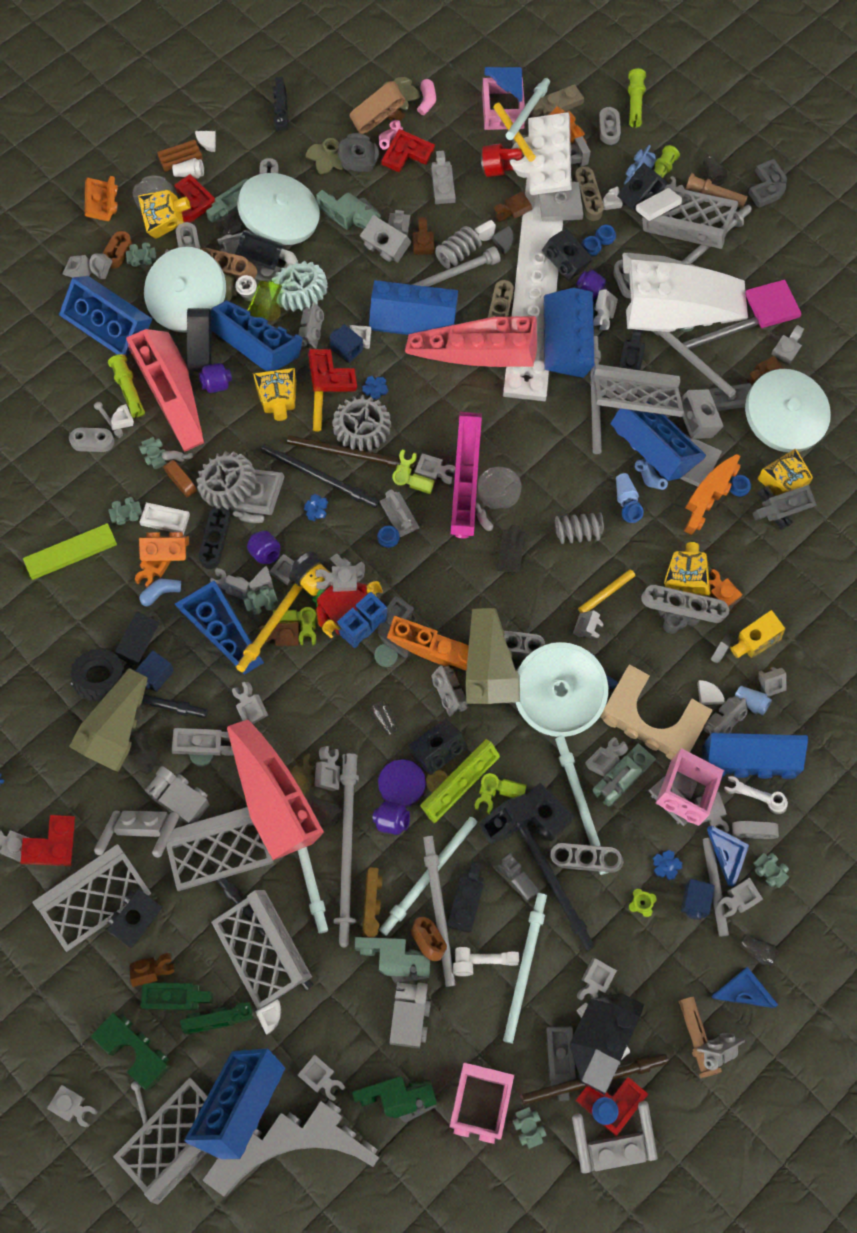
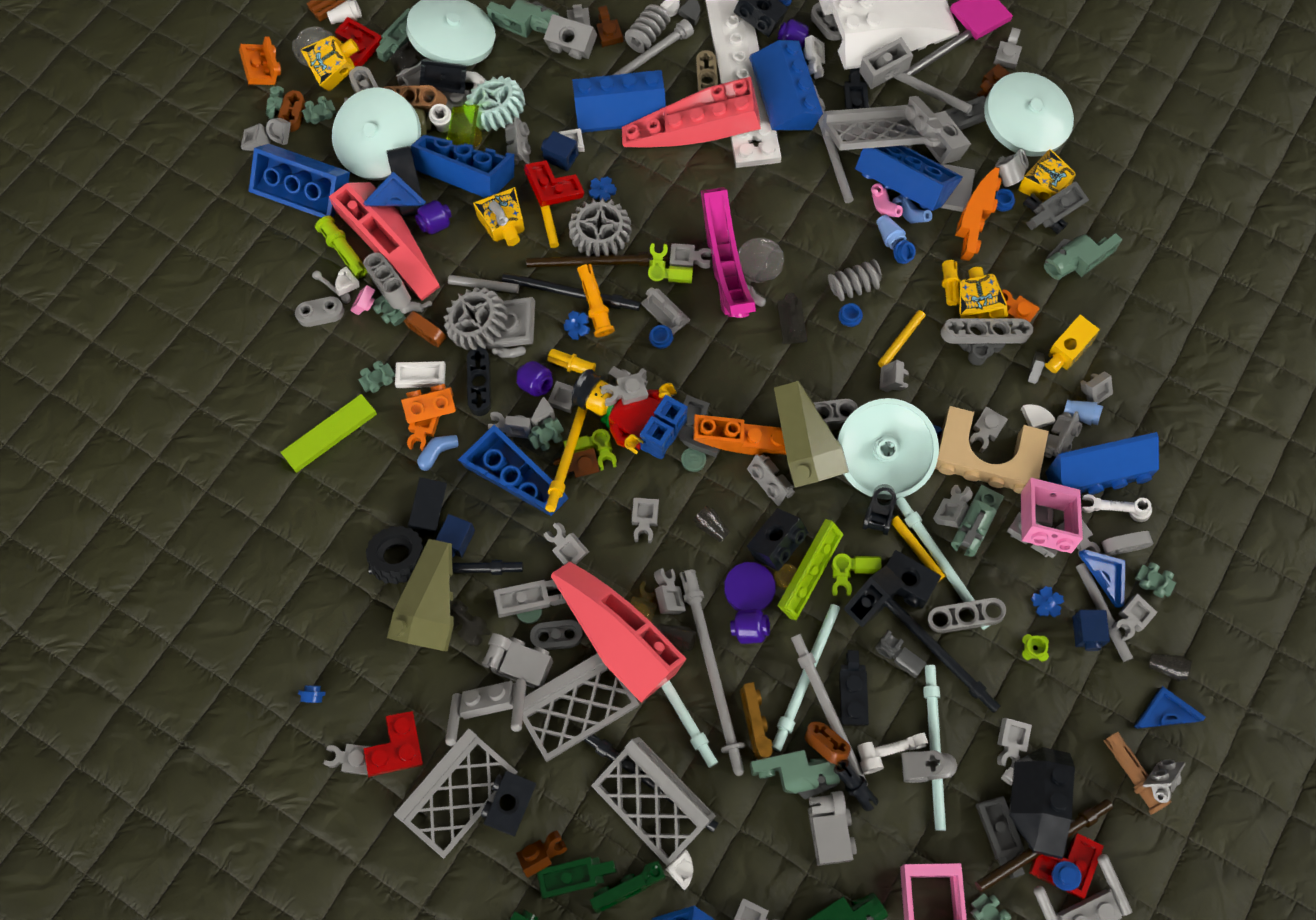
camera: 10 degrees left, 0 degrees up
(104, 237) = (274, 101): none -> sand green piece
(132, 440) = (363, 301): none -> bright pink plate
(157, 426) = (387, 280): none -> light grey beam
(184, 348) = (394, 193): none -> blue tile
(219, 781) = (556, 631): none -> dark grey plate
(243, 449) = (481, 283): none -> light grey bar
(274, 393) = (499, 212): none -> light grey piece
(301, 540) = (570, 362): none -> yellow axle
(326, 695) = (645, 515): none -> light grey plate
(337, 499) = (598, 311): none -> light orange pin
(442, 982) = (856, 785): none -> black pin
(512, 982) = (925, 766): none -> light grey piece
(536, 746) = (880, 514): none -> black piece
(563, 786) = (916, 546): none -> yellow bar
(566, 558) = (850, 315): none -> blue plate
(626, 461) = (882, 202): none -> bright pink arm
(661, 691) = (987, 427): none -> light grey plate
(665, 332) = (886, 63): none -> light grey brick
(667, 549) = (951, 282): none -> yellow axle
(682, 395) = (923, 120): none -> light grey hinge
(755, 458) = (1012, 168): none -> light grey piece
(794, 554) = (1079, 255): none -> sand green plate

